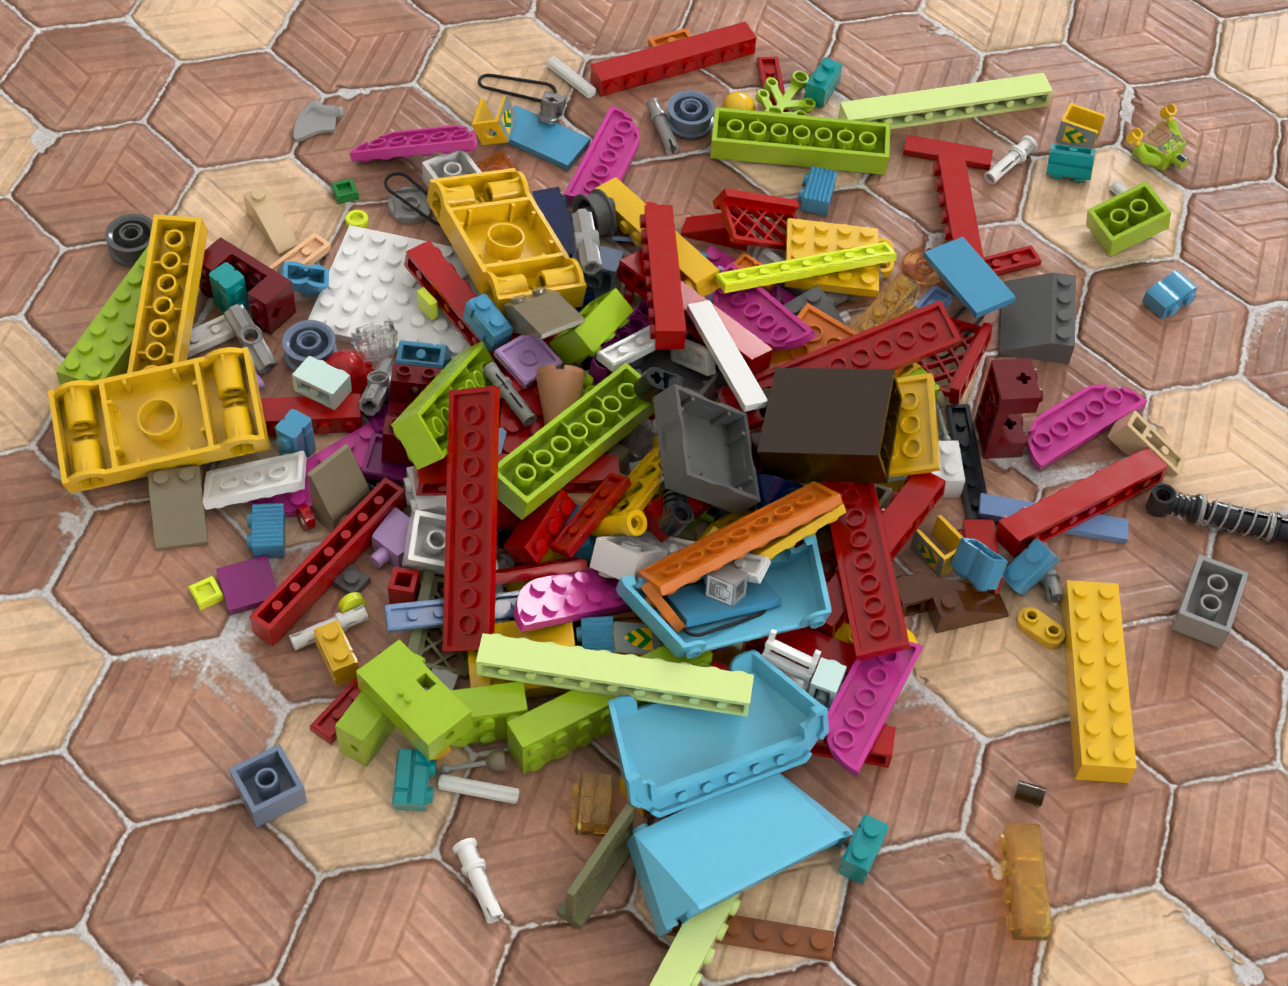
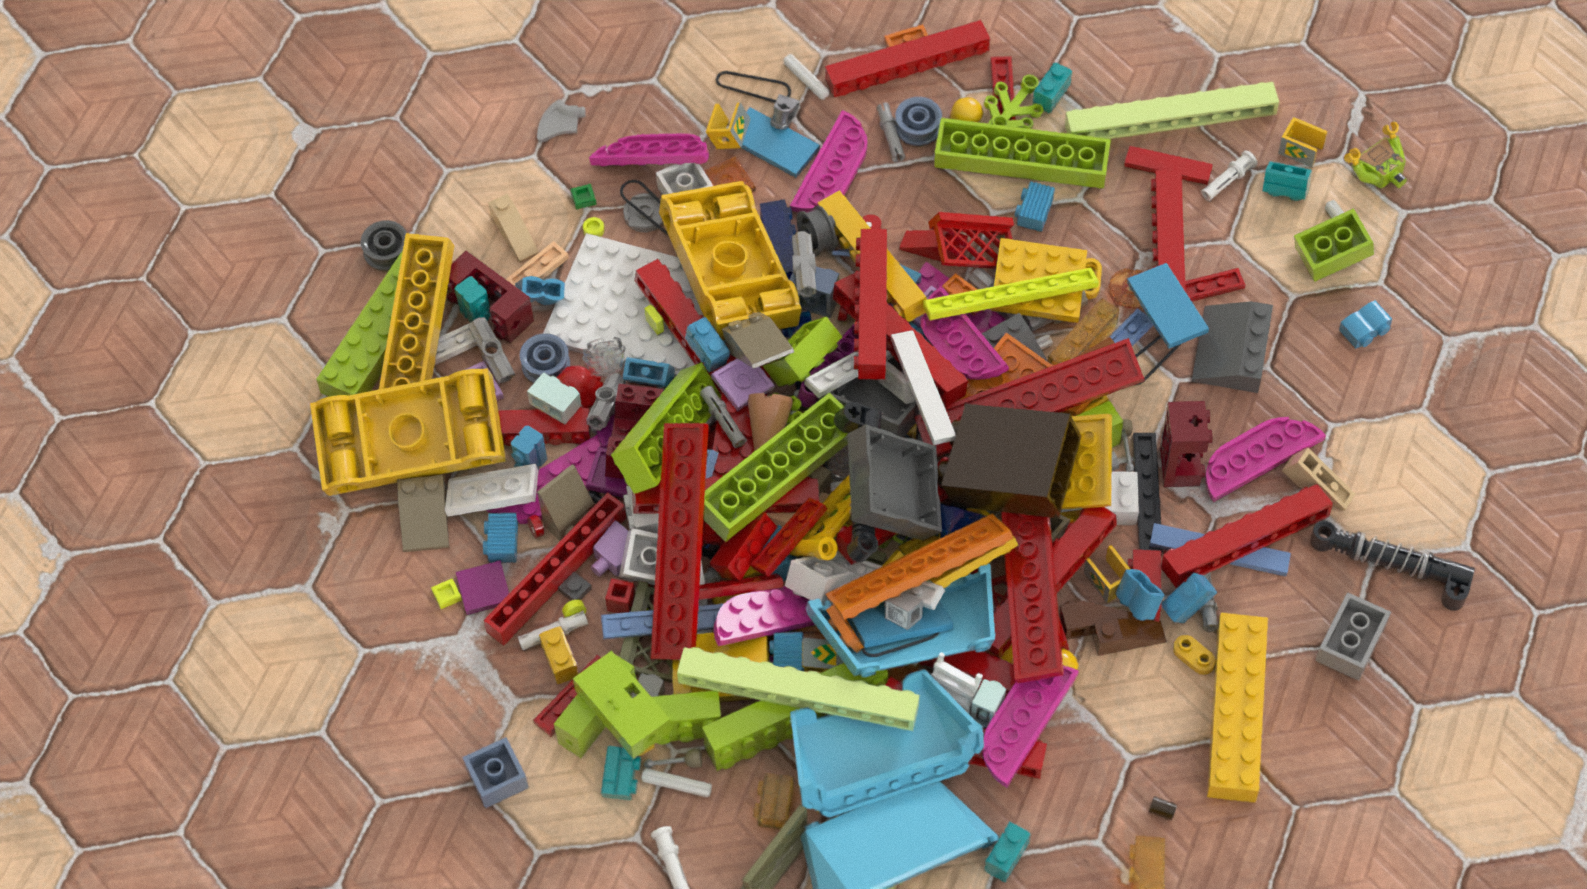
camera: 10 degrees right, 5 degrees up
(969, 359) = (1161, 387): red fence -> none

